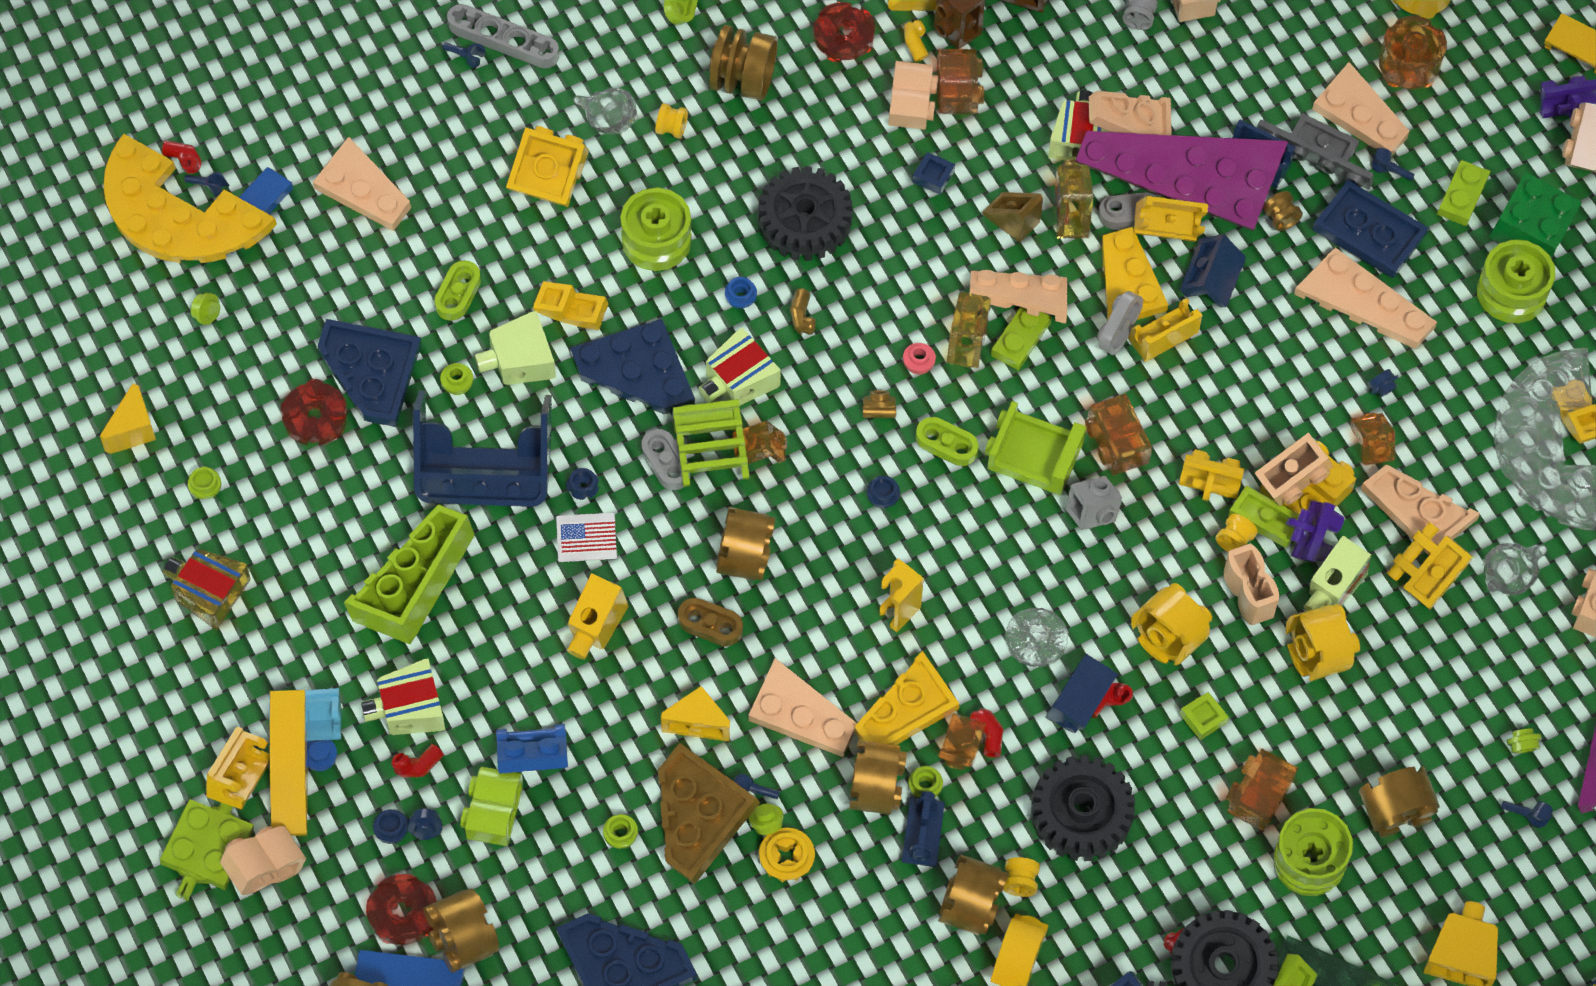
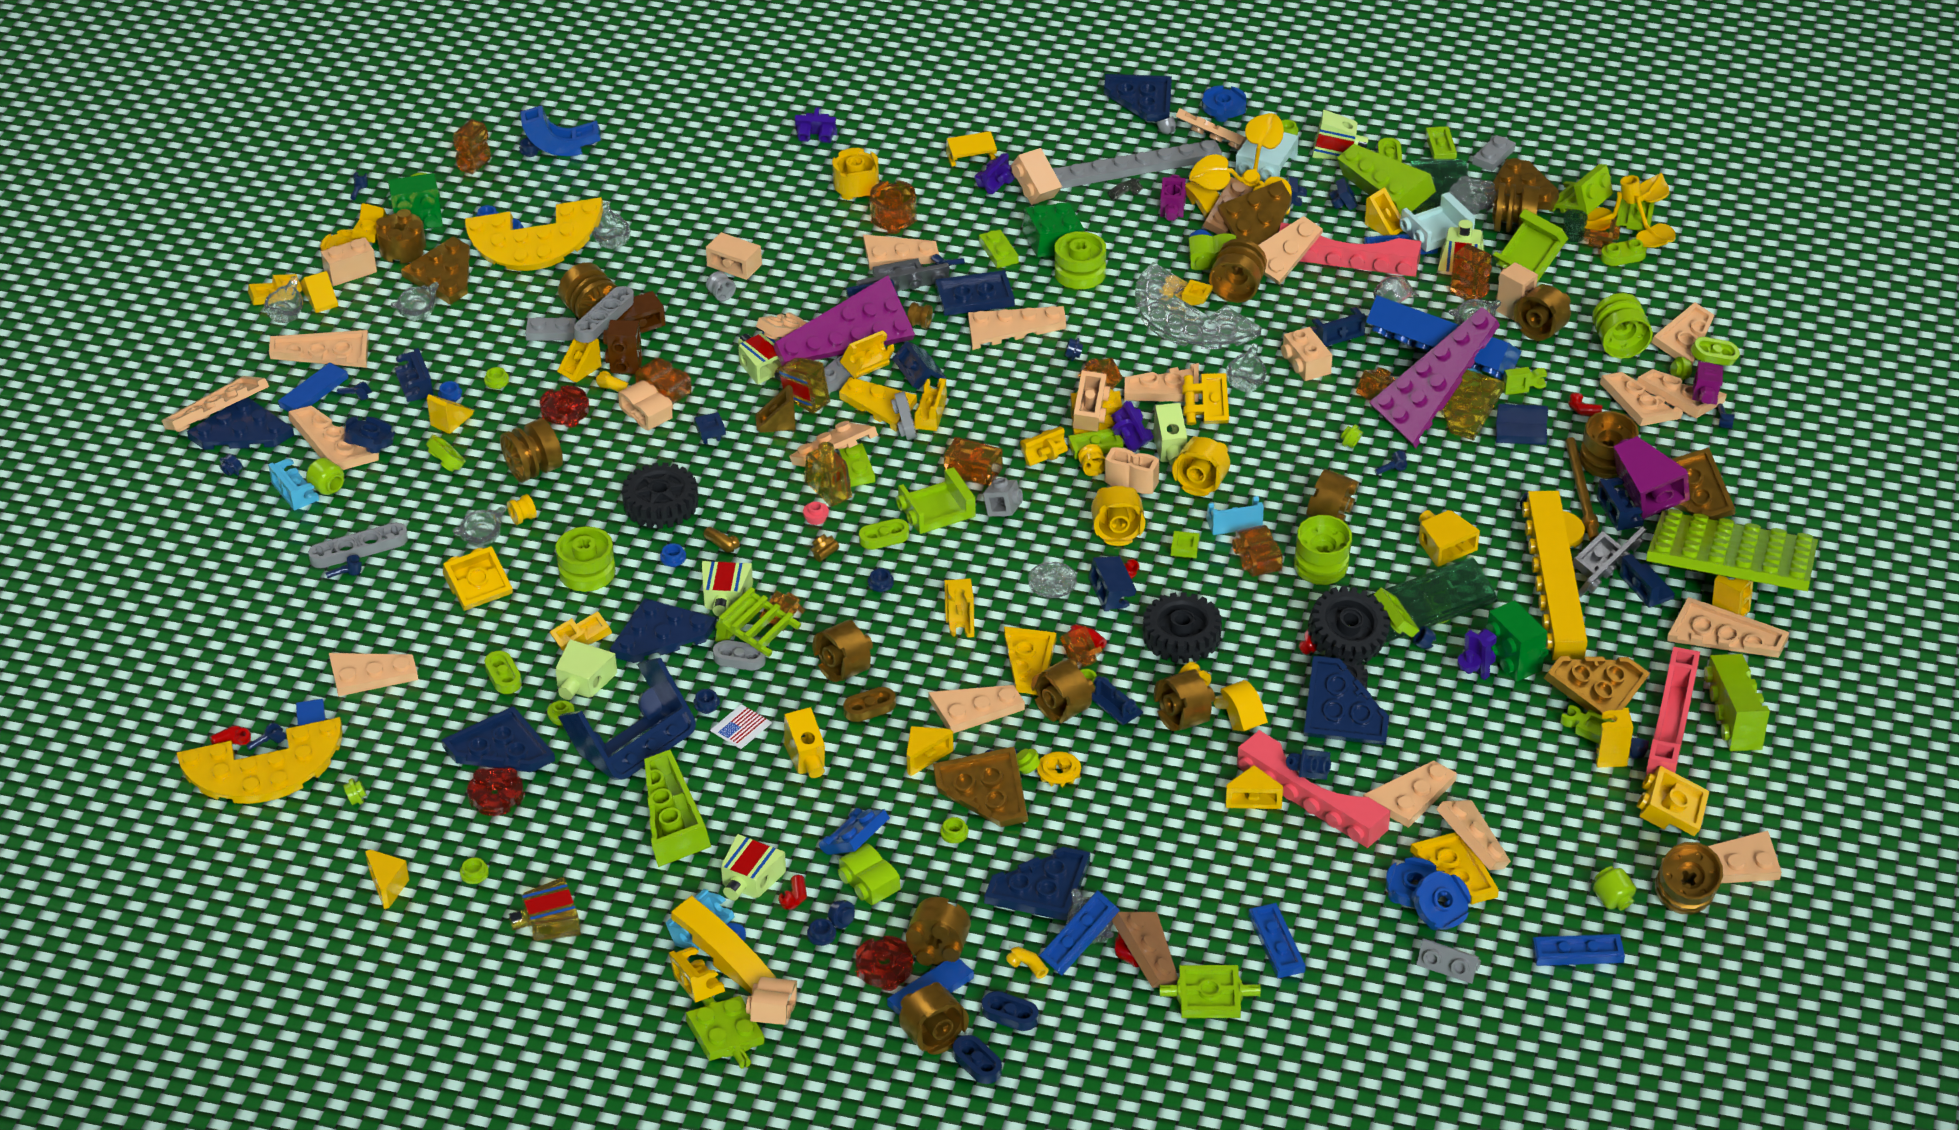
camera: 45 degrees left, 20 degrees down
(1291, 729) = (1236, 518): none -> medium azure hinge

